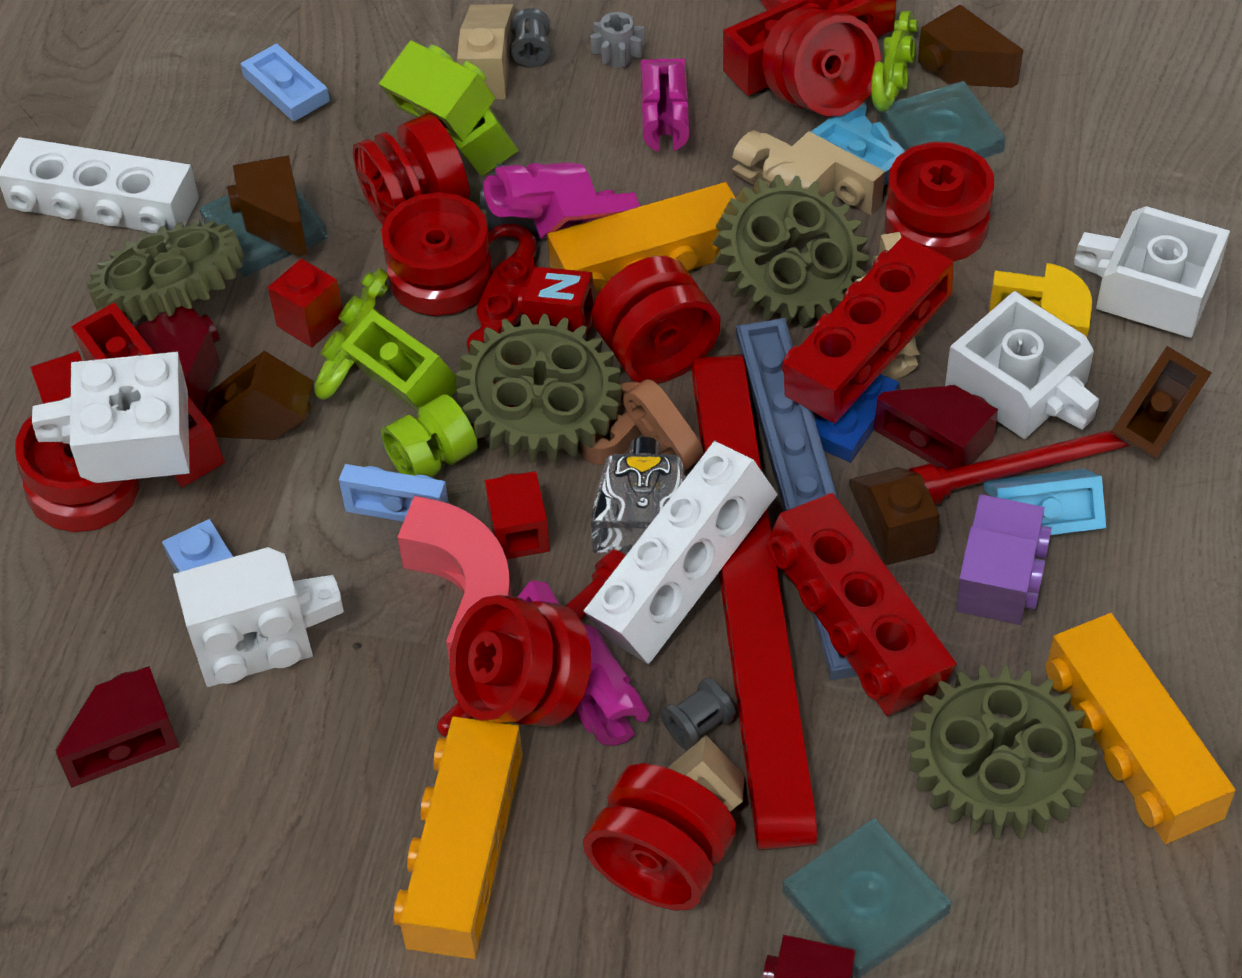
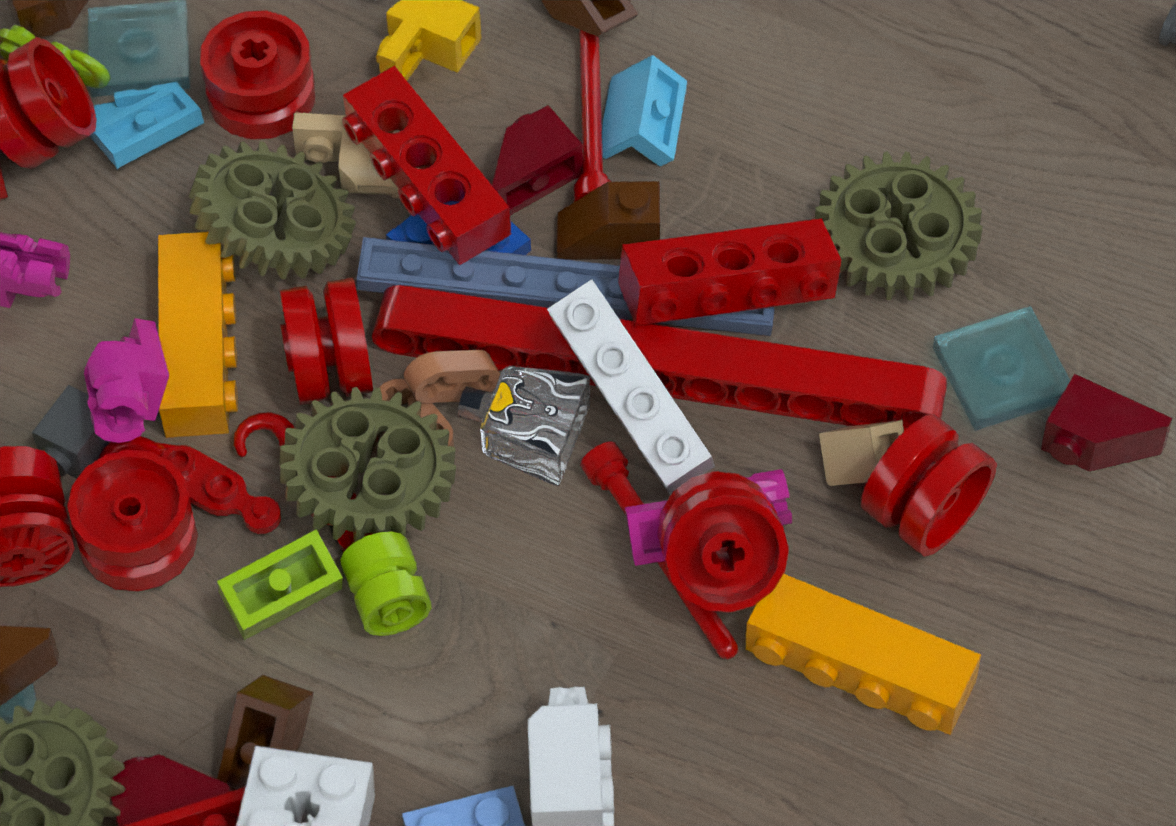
camera: 75 degrees left, 5 degrees up
(306, 302) = (141, 663): red brick -> none
(356, 309) = (201, 634): lime piece -> none
(386, 493) = (449, 619): light blue plate -> none
(457, 547) = (561, 577): coral arch -> none
(518, 514) = (506, 529): red brick -> none
(560, 296) = (258, 421): red brick -> none
(698, 713) = (788, 437): dark grey bush -> none
(812, 160) = (156, 170): tan plate -> none
(999, 561) = (718, 159): medium lavender brick -> none
(1025, 366) = (497, 72): white hinge -> none
(1139, 729) = (920, 118): light orange brick -> none

